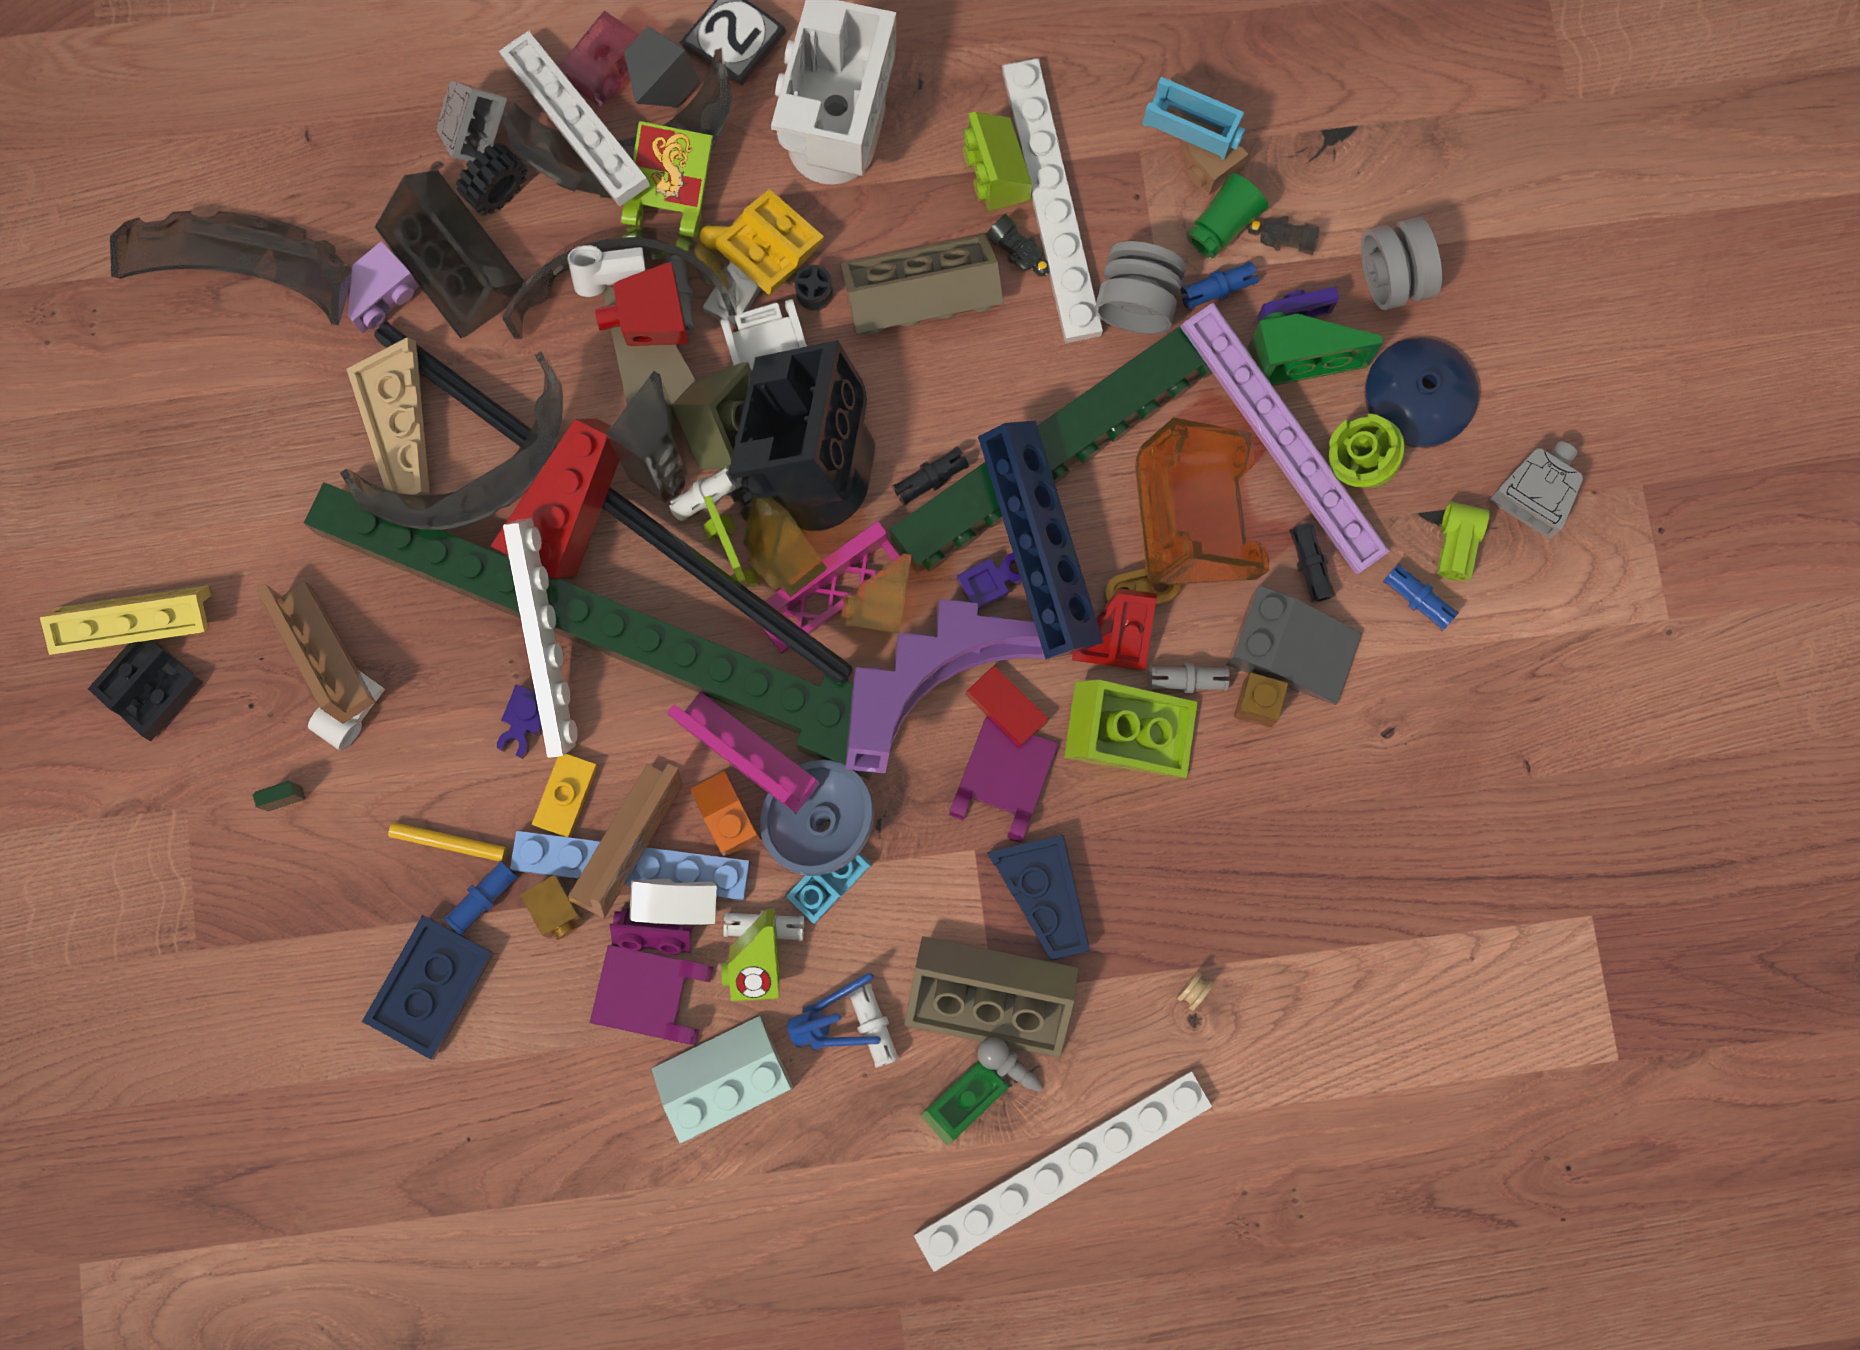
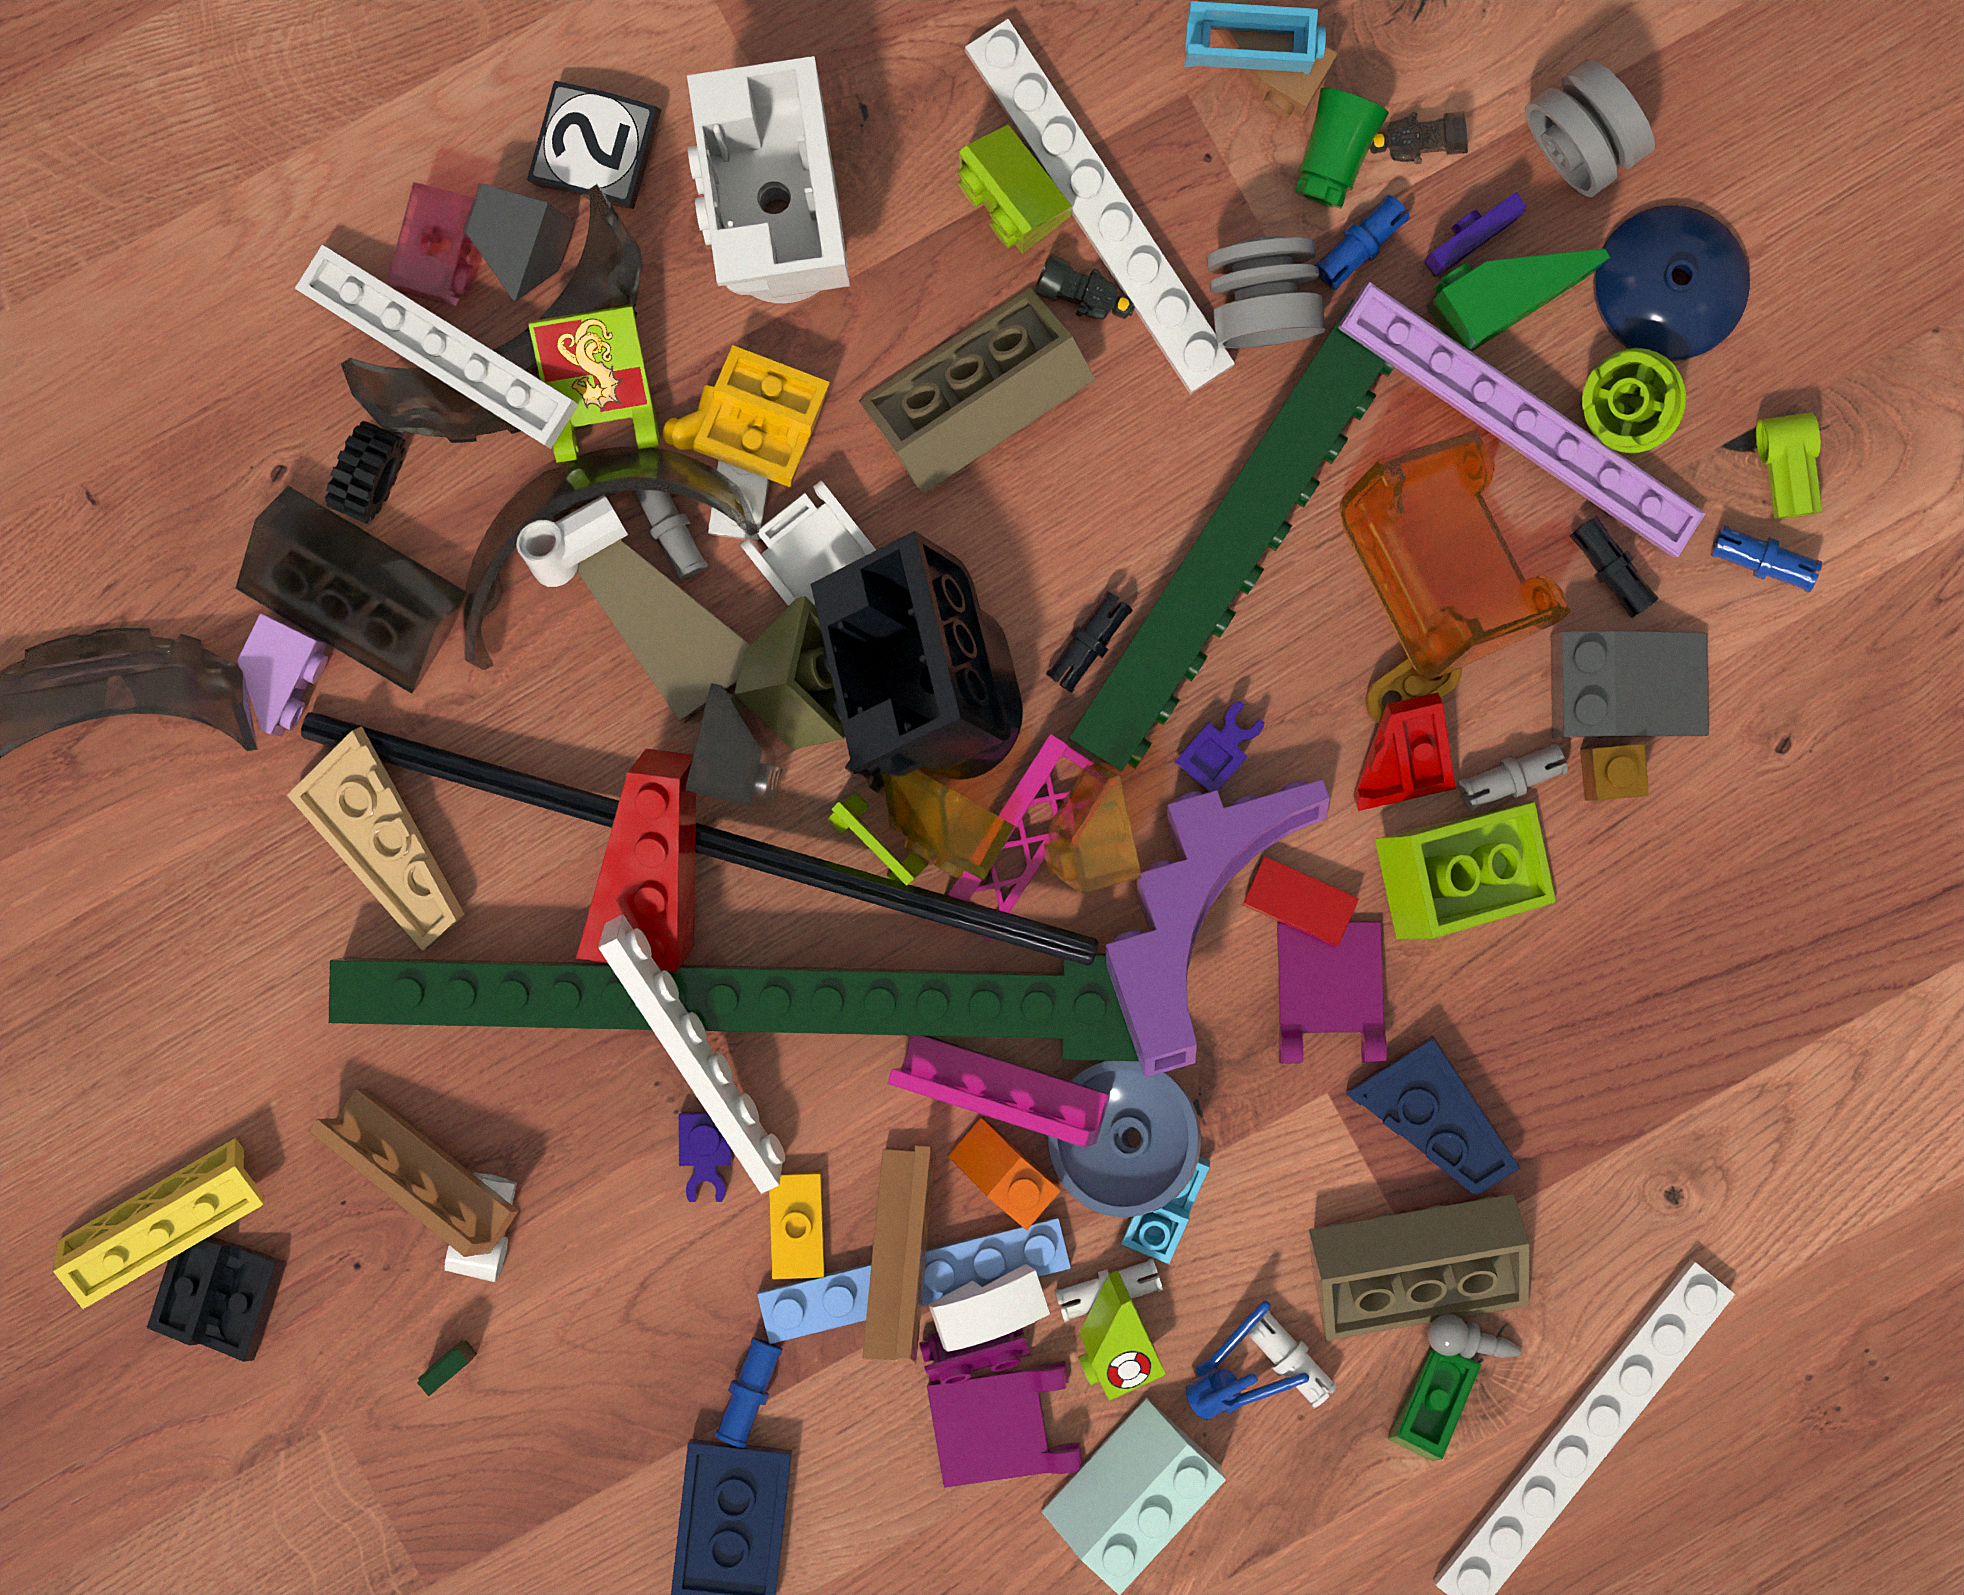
camera: 15 degrees left, 10 degrees up
(447, 842) = (677, 1339): yellow bar -> none
(469, 117) = (303, 405): light grey torso -> none
(483, 495) = (540, 904): clear smoke windscreen -> none
(552, 908) = (841, 1372): pearl gold brick -> none
(646, 309) = (646, 576): red torso -> none
(692, 500) = (814, 783): white pin -> none
(812, 278) = (838, 441): black wheel -> none
(1040, 539) = (1269, 684): dark blue brick -> none
(1195, 990) = (1664, 1163): tan bush -> none
(1542, 489) = (1870, 357): light grey torso -> none

